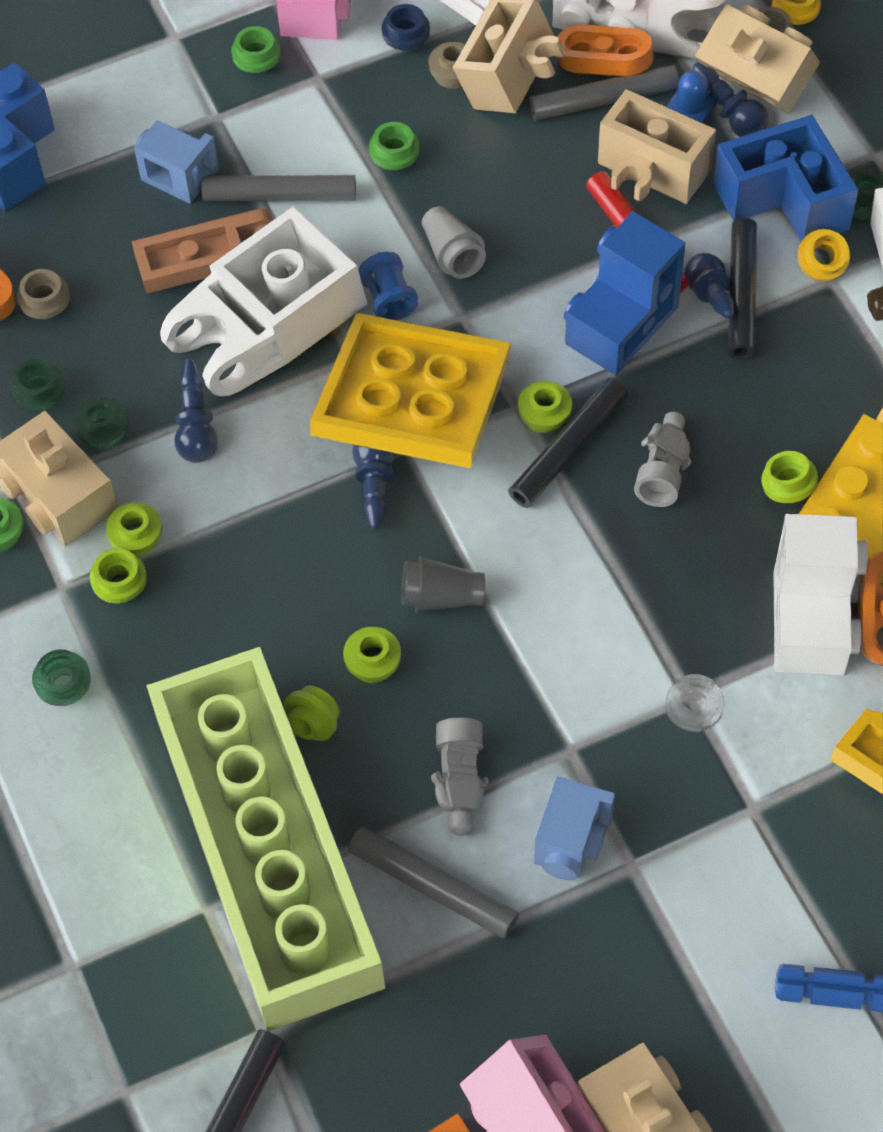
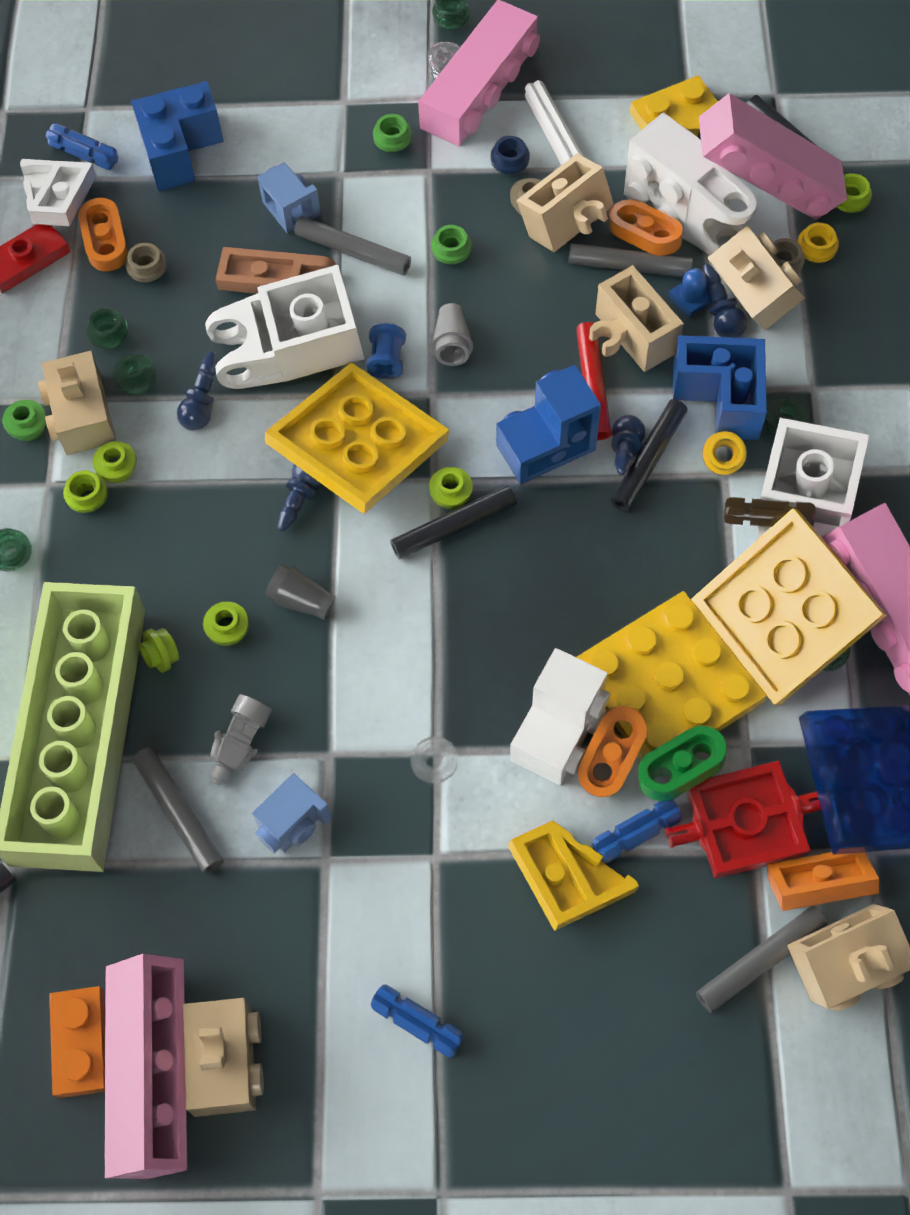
camera: 25 degrees right, 5 degrees up
(660, 478) = (523, 557): light grey piece -> none
(789, 477) = (597, 608): lime plate -> none

